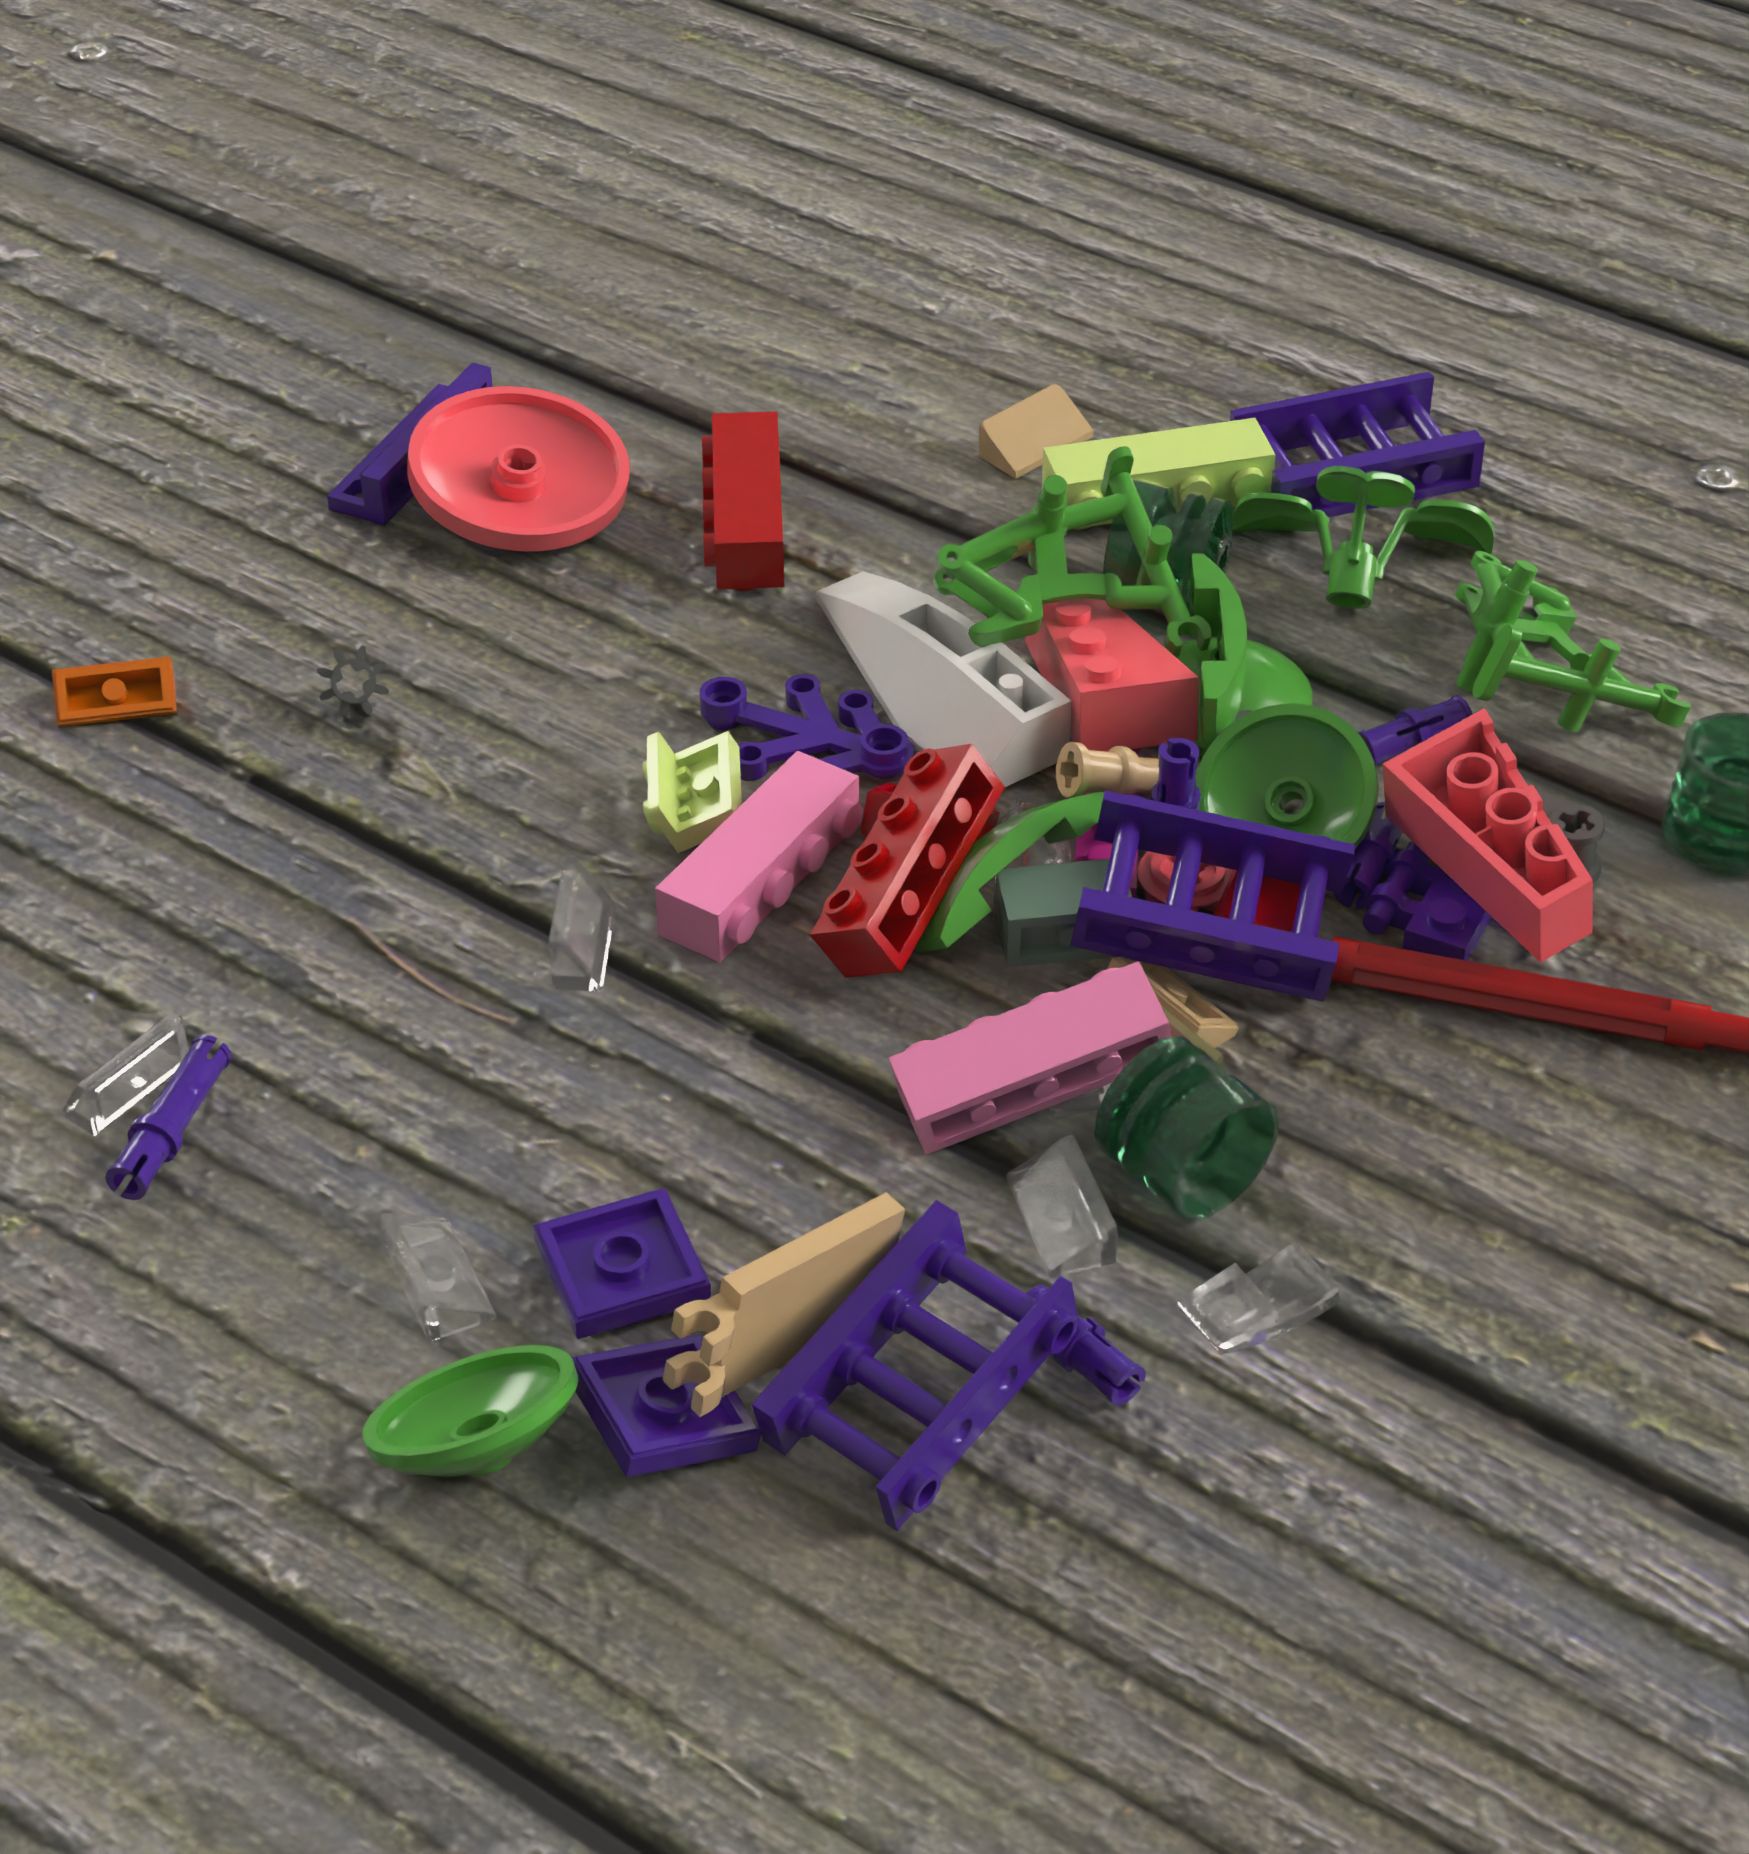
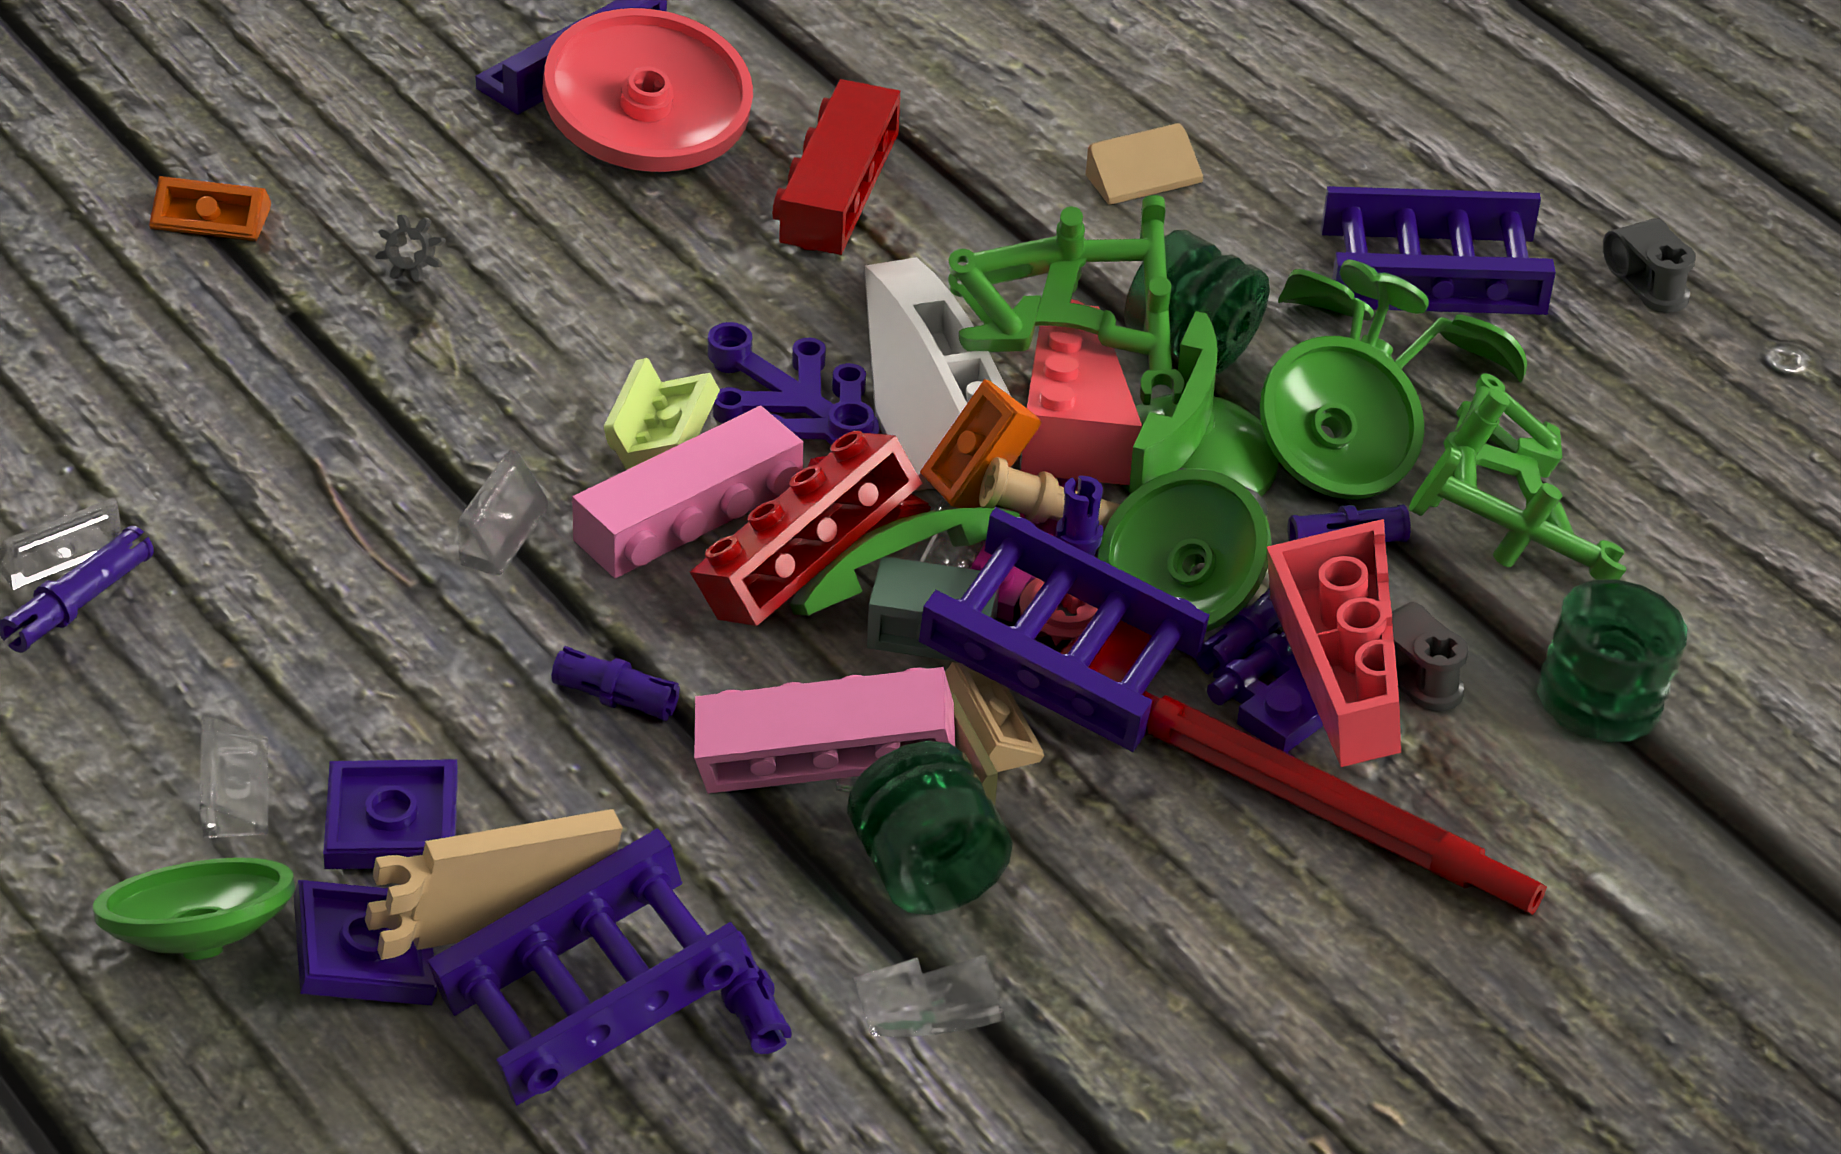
camera: 15 degrees right, 0 degrees up
(781, 1067) = (615, 683): none -> dark purple pin
(1040, 725) = (985, 429): none -> orange slope
(1064, 1209) = (796, 873): clear slope -> none
(1206, 459) = (1258, 227): yellowish green brick -> none
(1361, 625) = (1360, 399): none -> bright green dish
(1552, 411) = (1651, 263): none -> dark grey piece

